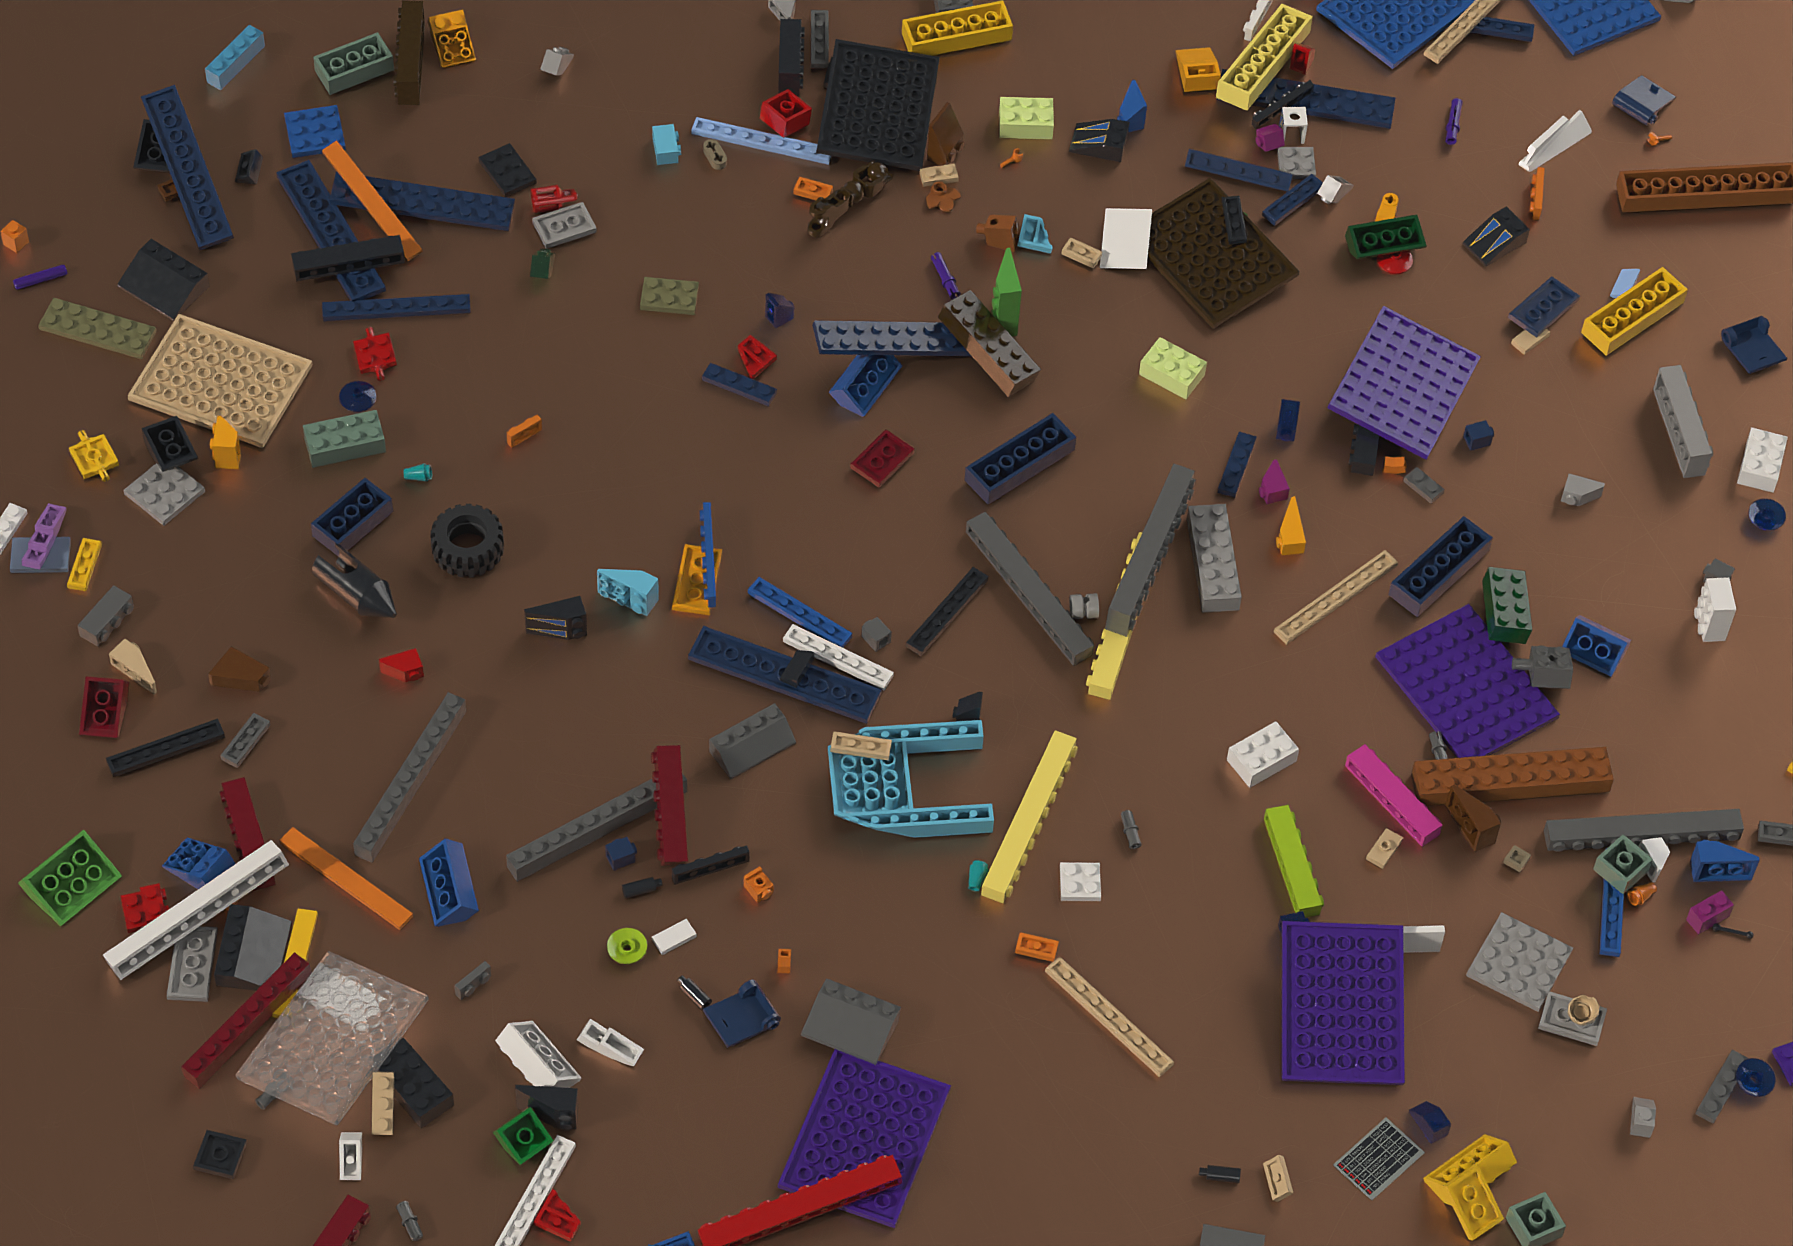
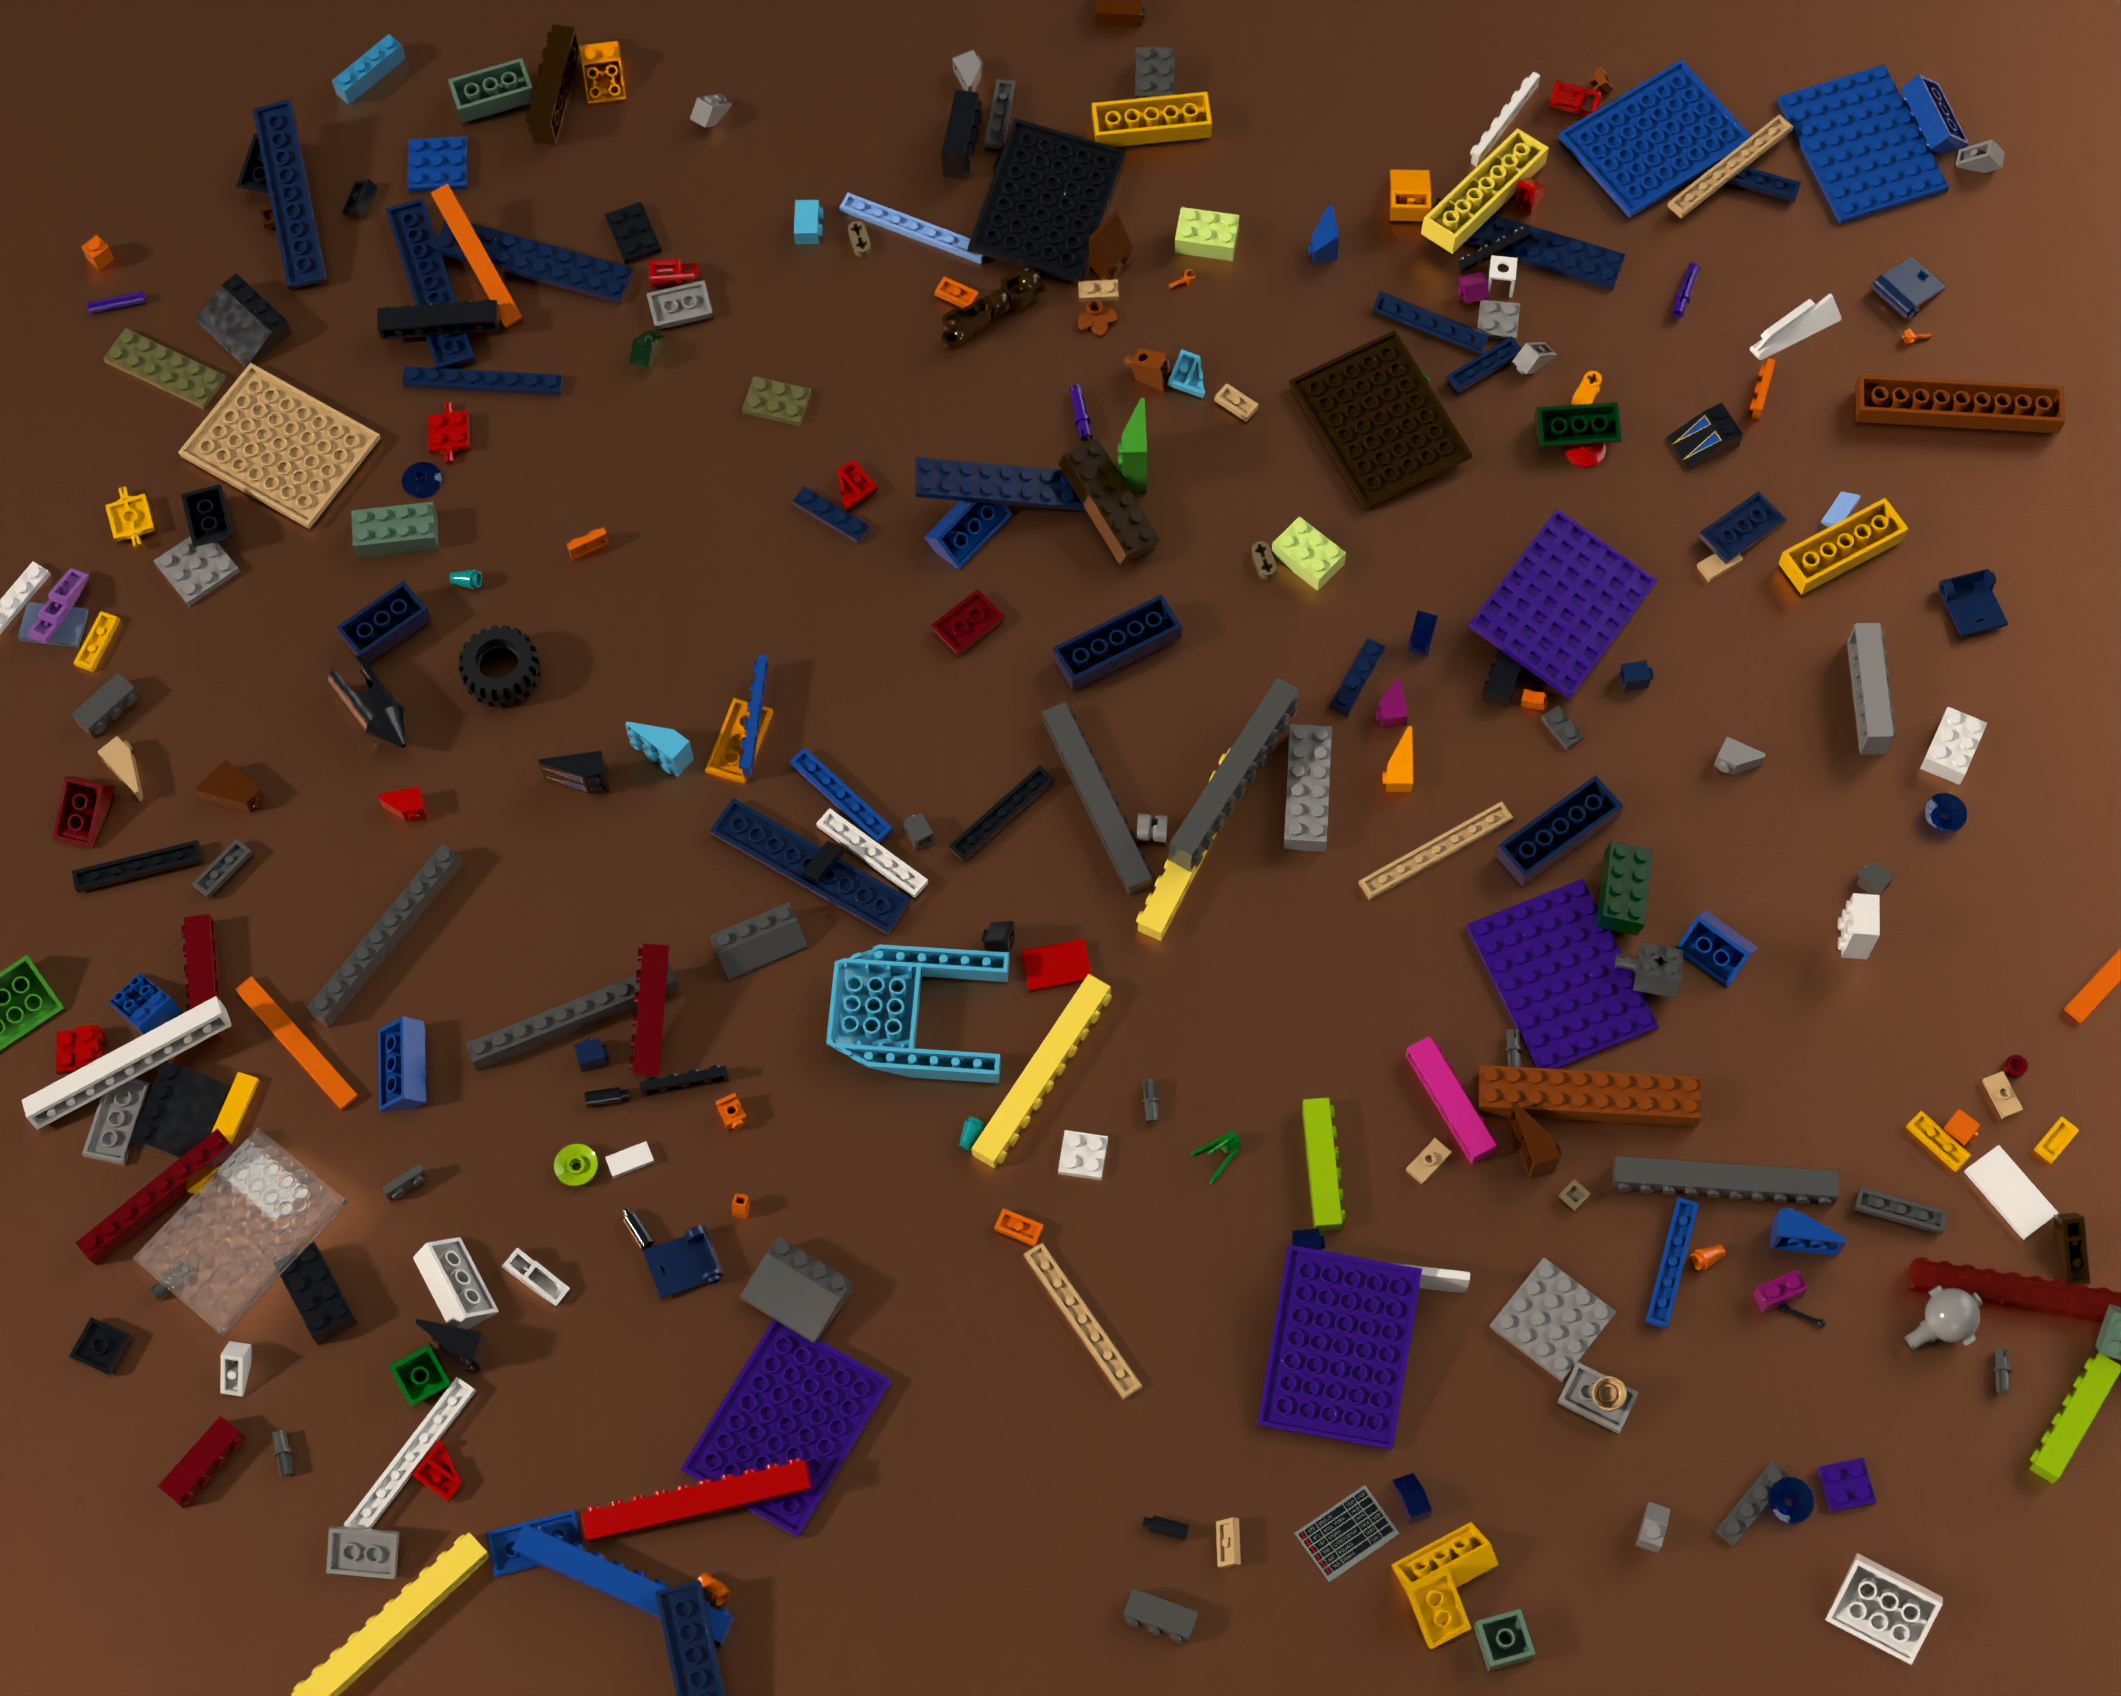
camera: 15 degrees right, 10 degrees up
(225, 445) = (265, 524): light orange slope -> none
(382, 1103) = (278, 1314): tan plate -> none
(778, 309) = (889, 432): clear blue slope -> none
(785, 113) = (943, 200): red brick -> none
(861, 746) = (869, 967): tan plate -> none
(1022, 729) = (1056, 965): none -> red tile
(1101, 139) = (1285, 268): black slope -> none
(1126, 238) = (1288, 391): white sticker -> none
(1130, 380) = (1259, 561): none -> dark tan beam
(1205, 855) = (1228, 1143): none -> green plant
(1234, 220) = (1411, 384): black tile -> none
(1262, 754) = (1314, 1031): white brick -> none
(1623, 864) = (1690, 1223): sand green brick -> none
(1658, 852) = (1728, 1215): white slope -> none

